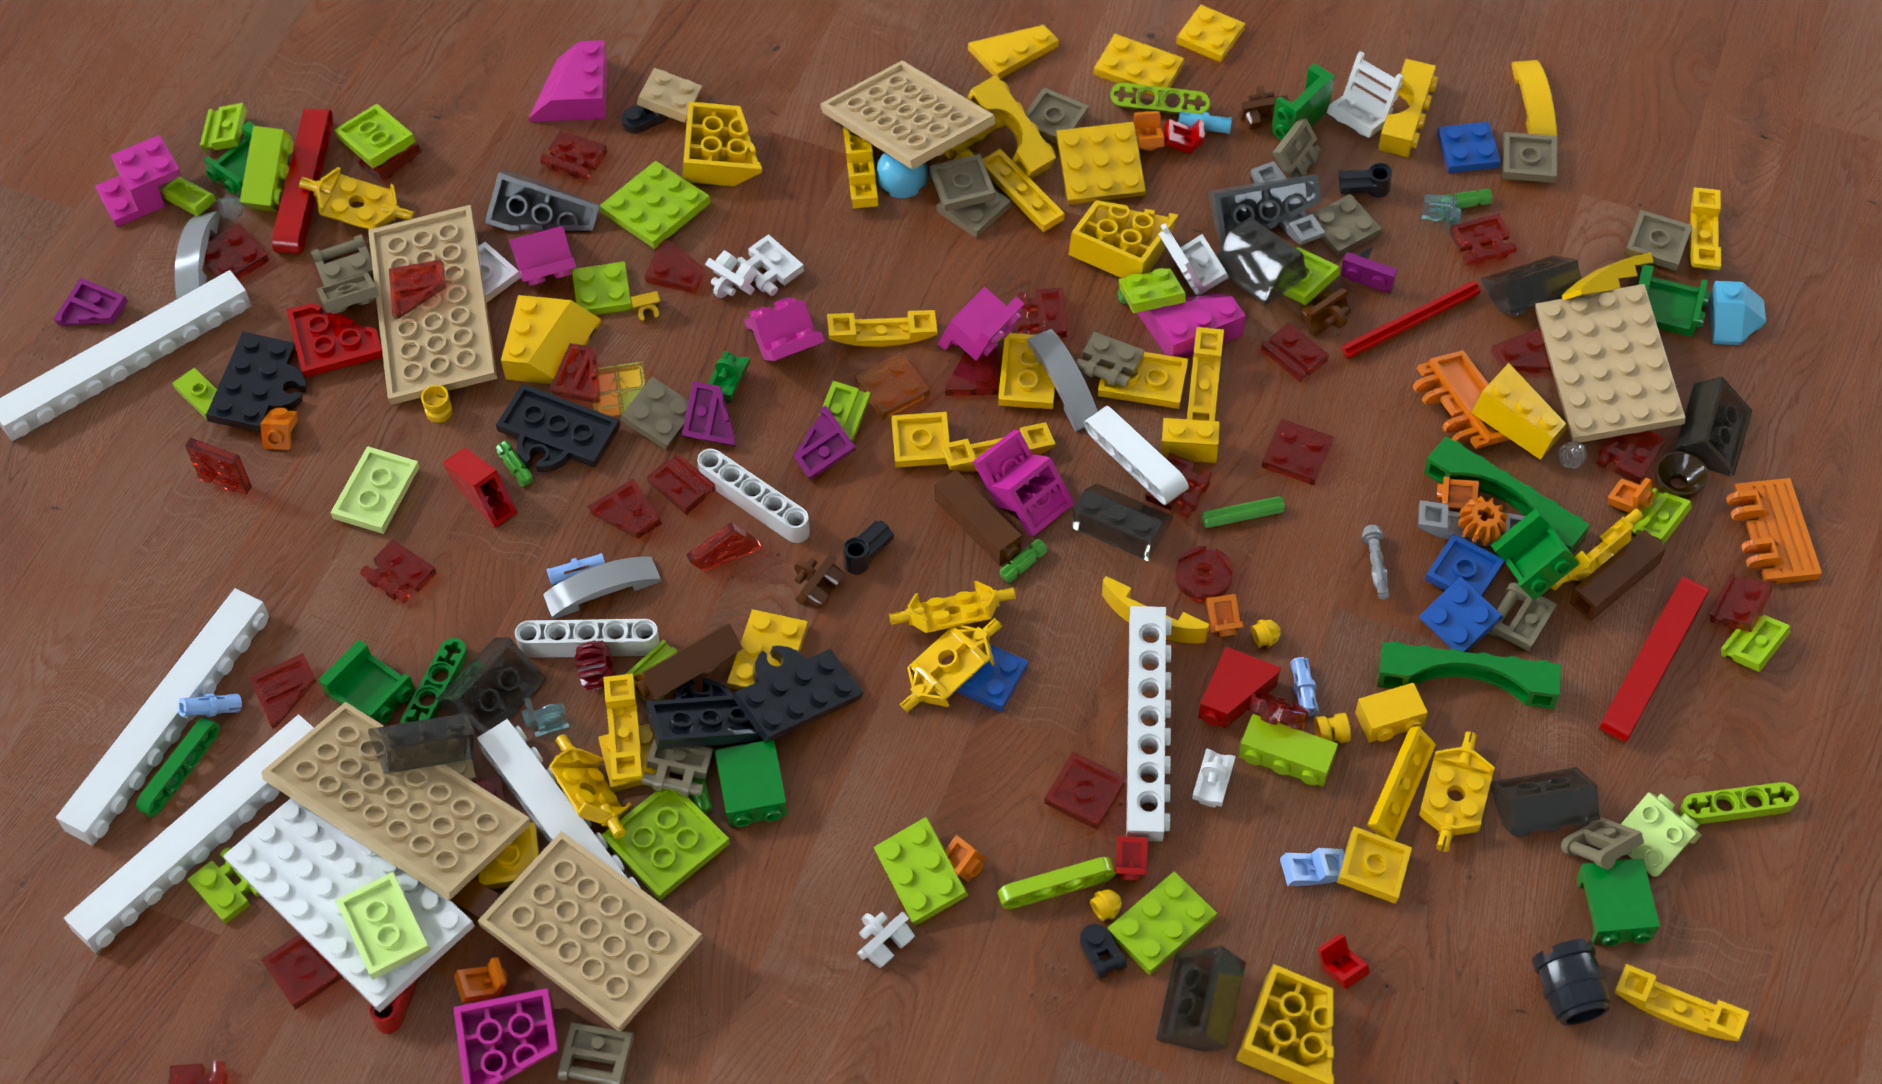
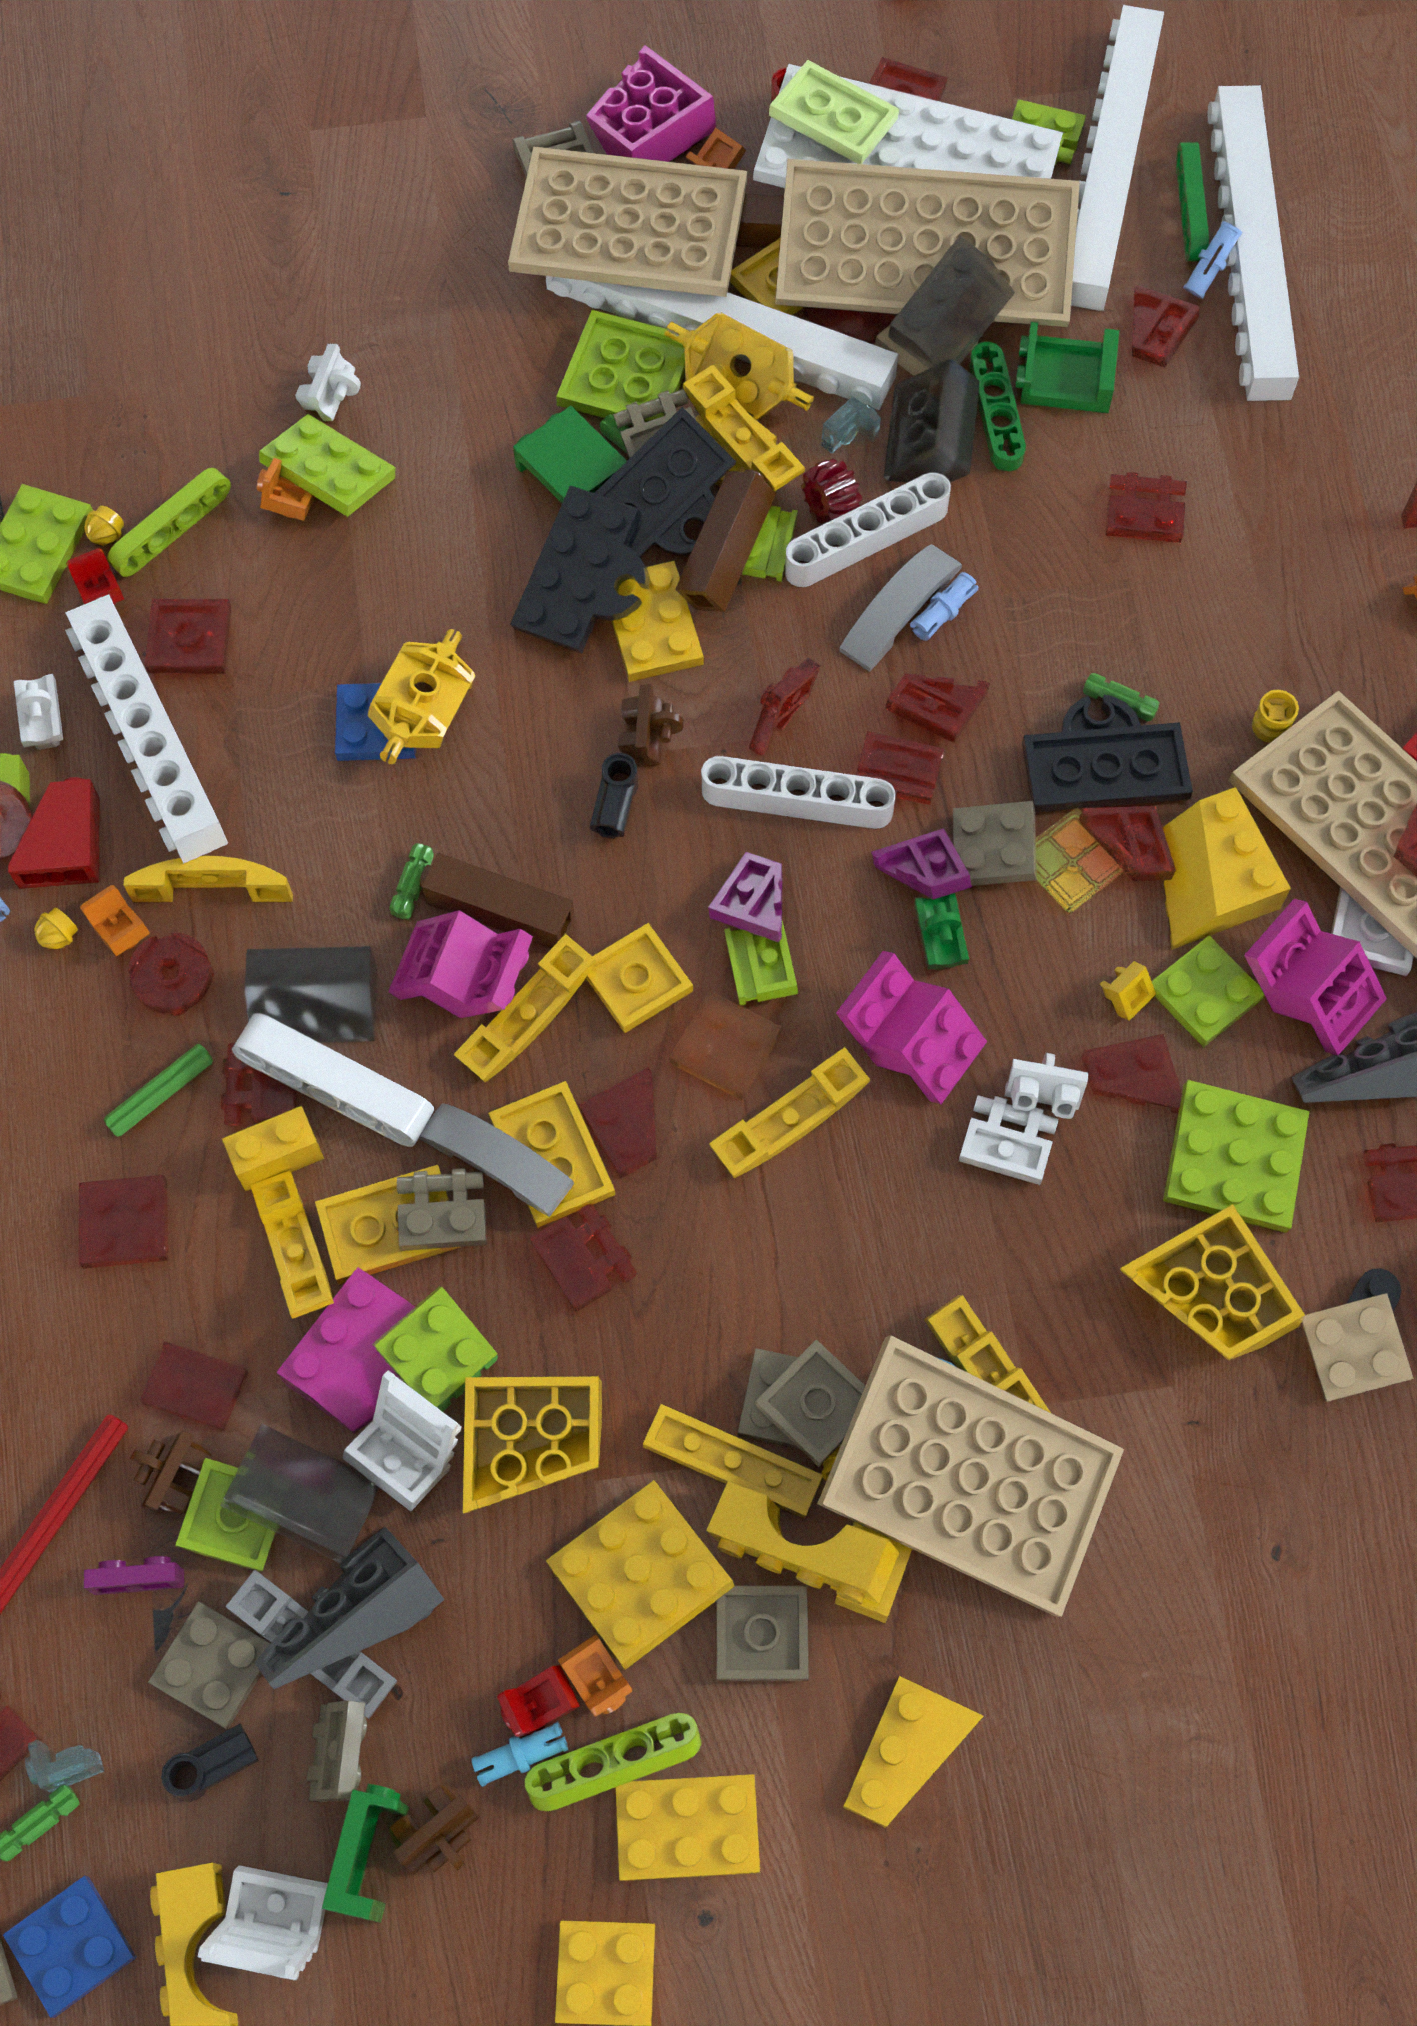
camera: 150 degrees right, 10 degrees up
(375, 490) = (1254, 580): yellowish green plate -> none
(480, 486) = (1135, 635): red slope -> none
(953, 610) = (489, 754): yellow plate -> none
(981, 324) = (643, 1157): dark pink bracket -> none
(1096, 942) = (97, 488): black plate -> none

